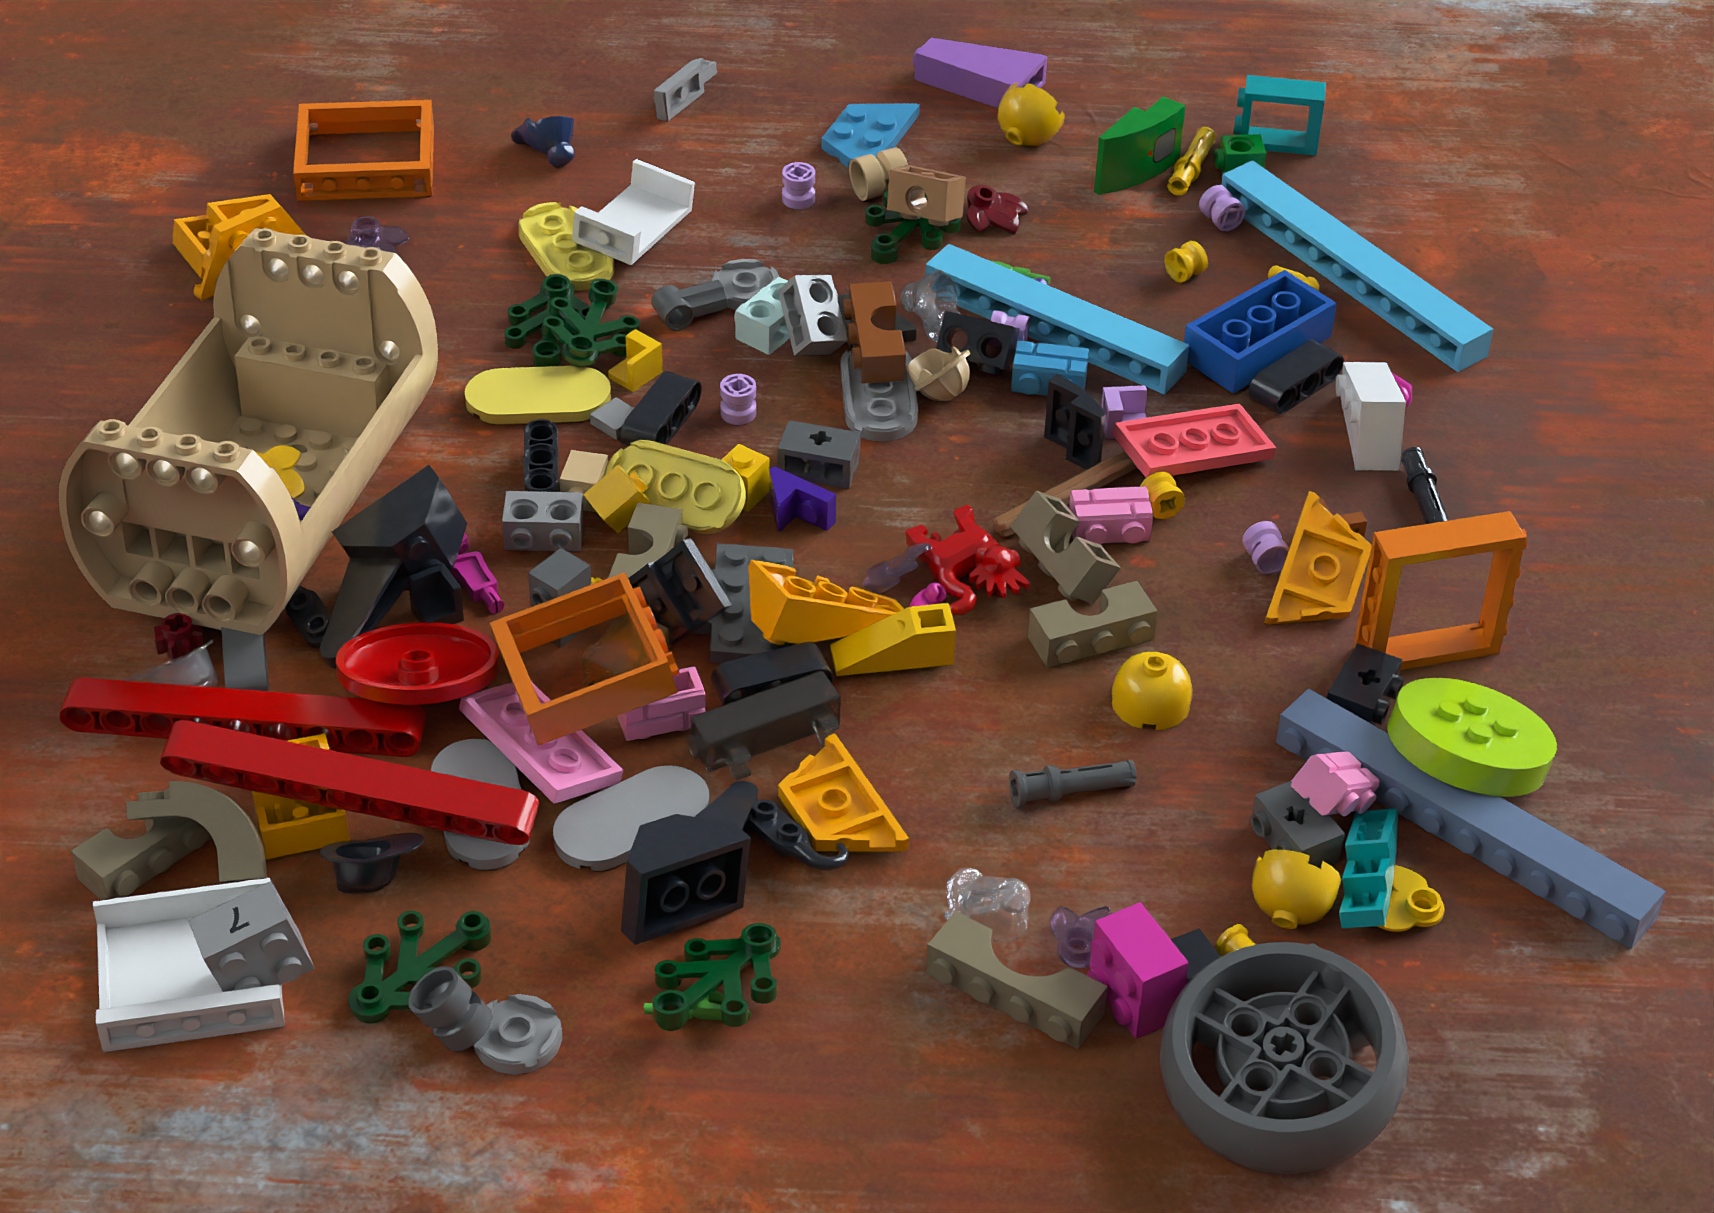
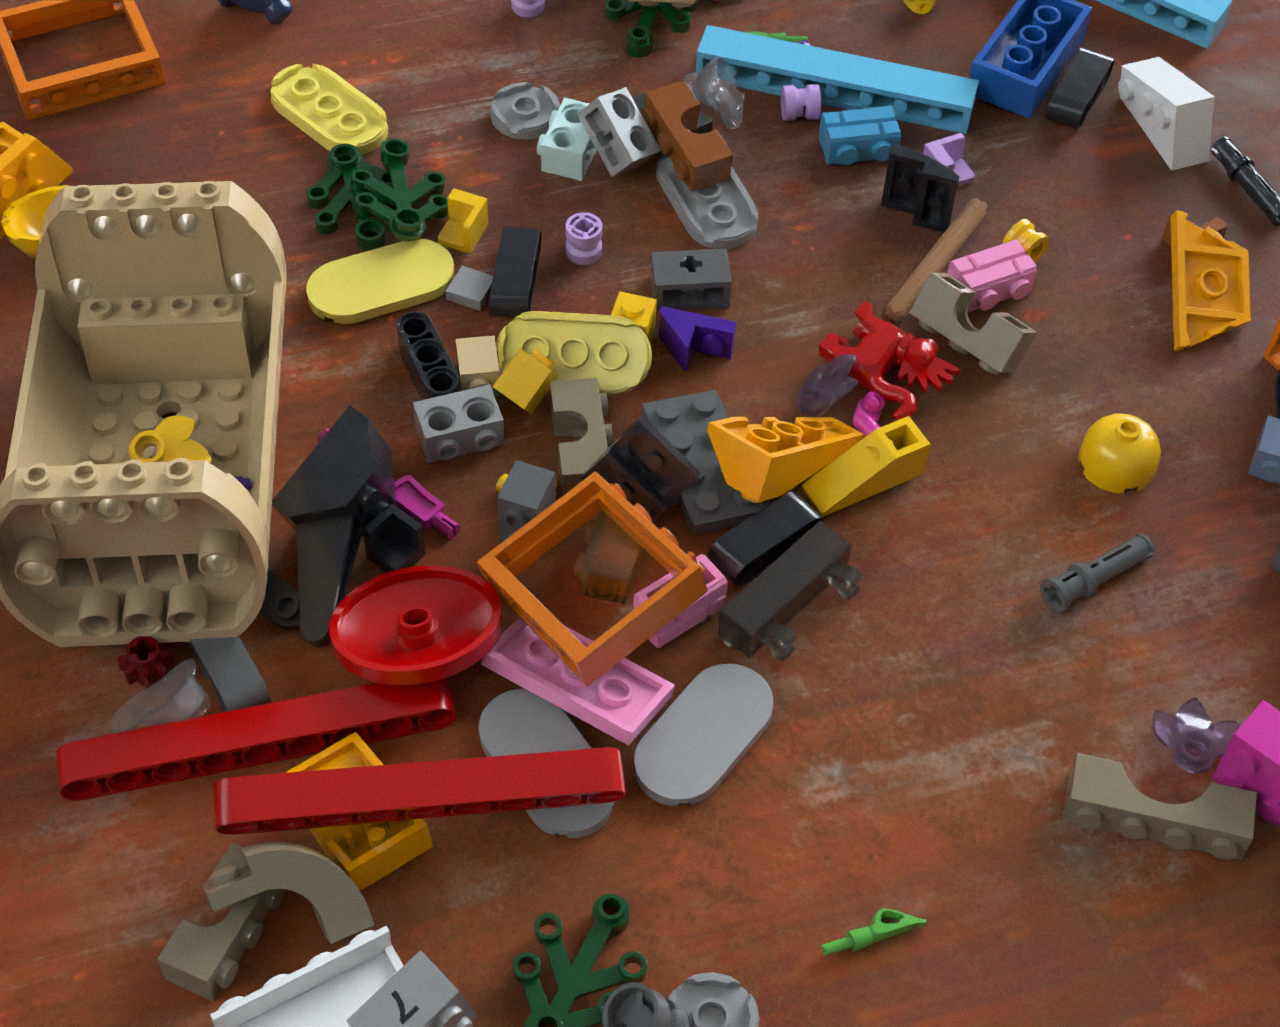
camera: 20 degrees left, 10 degrees up
(368, 863) = (474, 866): black piece -> none
(369, 233) = (132, 150): clear purple plate -> none
(636, 215) = (386, 59): white panel -> none
(680, 306) = (477, 150): dark grey piece -> none
(698, 865) = (814, 769): black slope -> none
(755, 945) = (881, 888): dark green plant -> none
(839, 804) = (898, 661): light orange wing -> none
(939, 373) = (764, 164): tan piece -> none
(979, 334) = (783, 113): black brick -> none
(990, 901) = (1091, 727): clear hair -> none
(1066, 636) = (1015, 415): dark tan arch -> none
(1194, 440) = (1028, 179): coral plate -> none
(1266, 547) = (1145, 273): lavender wheel -> none

